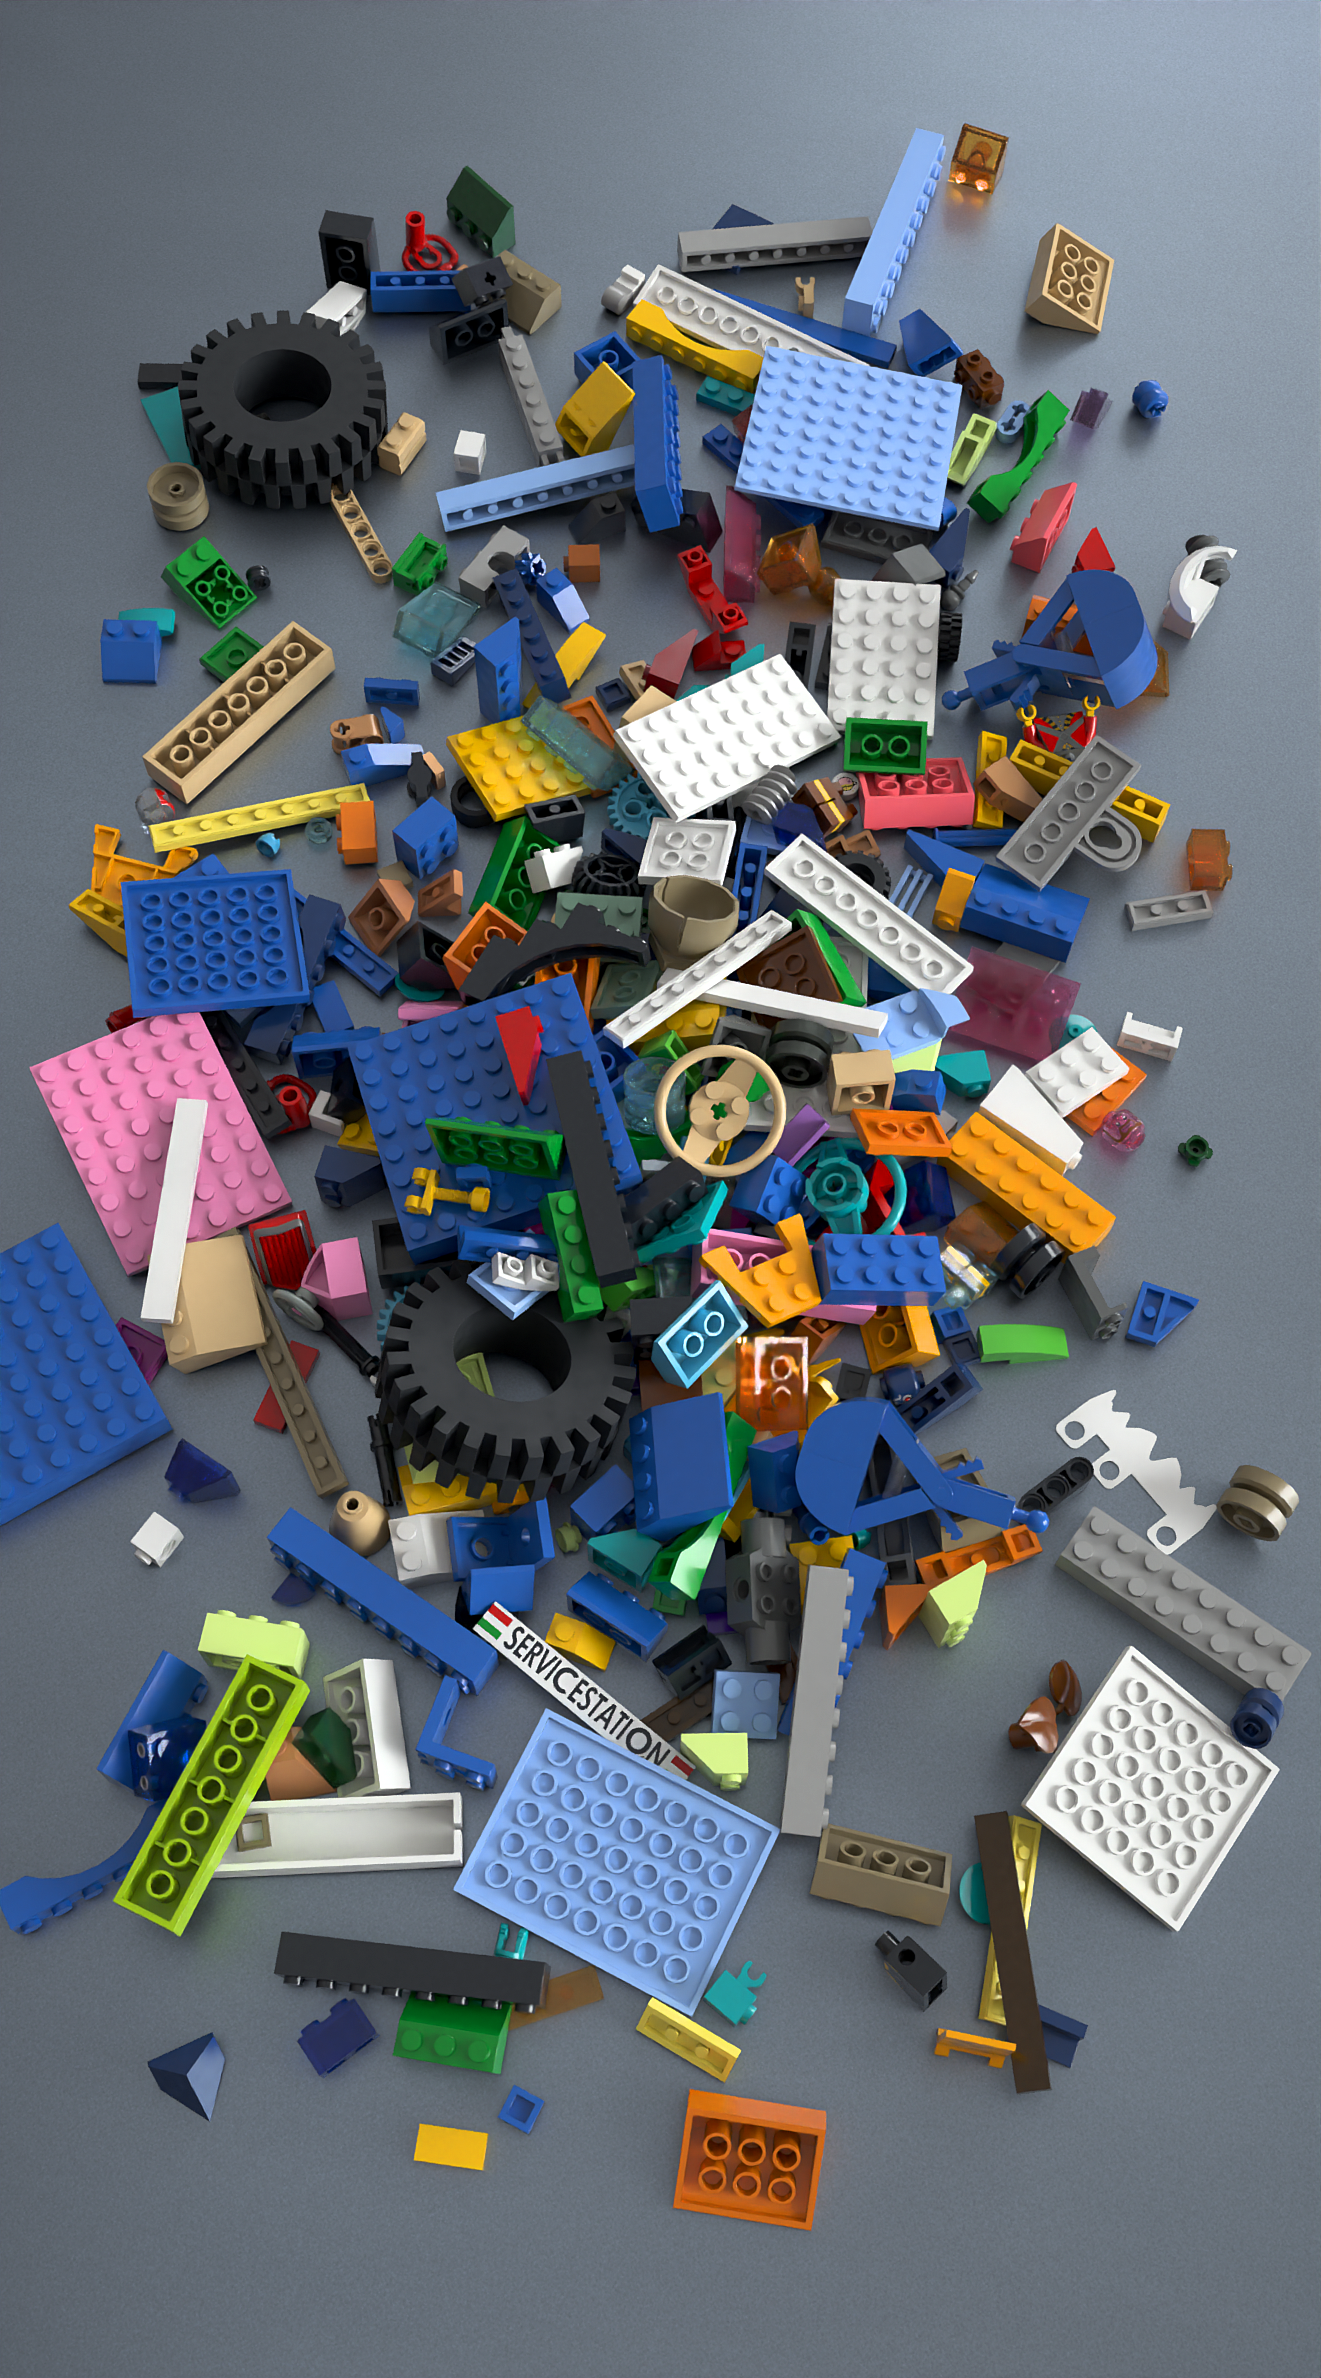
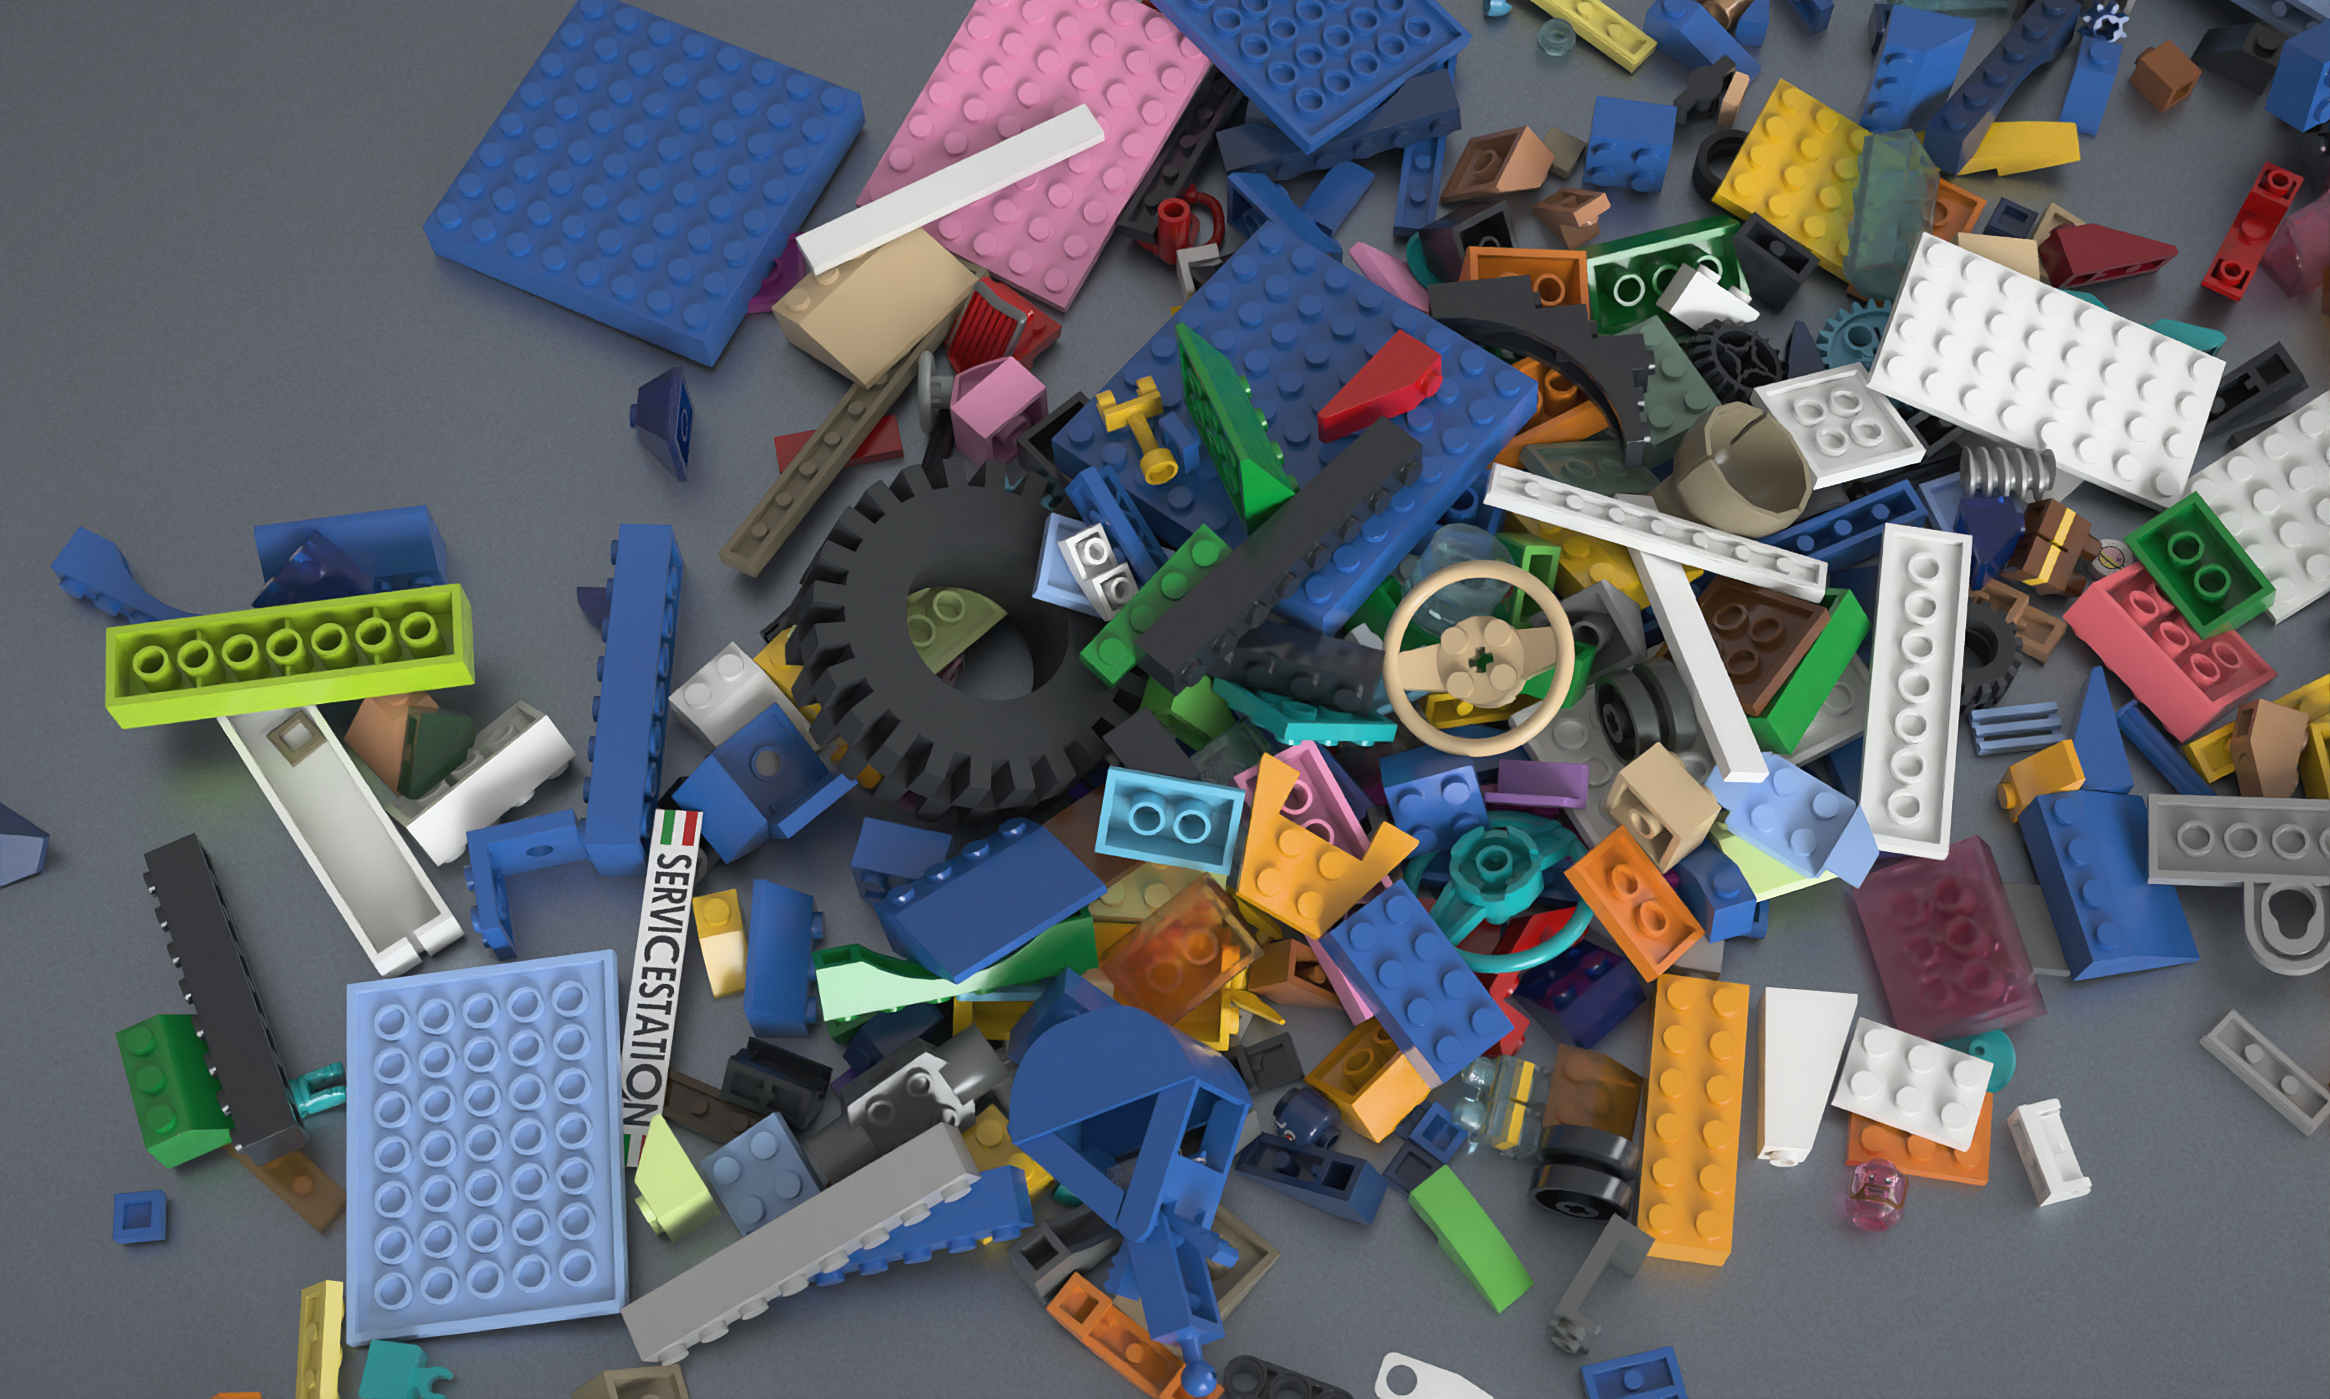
camera: 60 degrees right, 0 degrees up
(156, 1540) = (568, 431): white brick -> none
(229, 1639) = (502, 600): yellowish green brick -> none
(337, 2037) = (116, 969): clear blue brick -> none
(348, 1177) = (1117, 326): dark blue slope -> none
(358, 832) = (1581, 73): orange brick -> none
(360, 1523) = (718, 613): tan cone -> none
(451, 2147) = (61, 1167): yellow tile -> none
(568, 1537) = (845, 853): yellowish green plate -> none
(625, 1556) = (853, 914): teal slope -> none
(716, 655) = (2168, 296): red slope -> none
(899, 1608) = (992, 1291): orange slope -> none
(952, 1605) = (1037, 1350): yellowish green slope -> none
(965, 1073) = (1803, 943): teal slope -> none
(1198, 1143) = (1937, 1305): dark green plate -> none

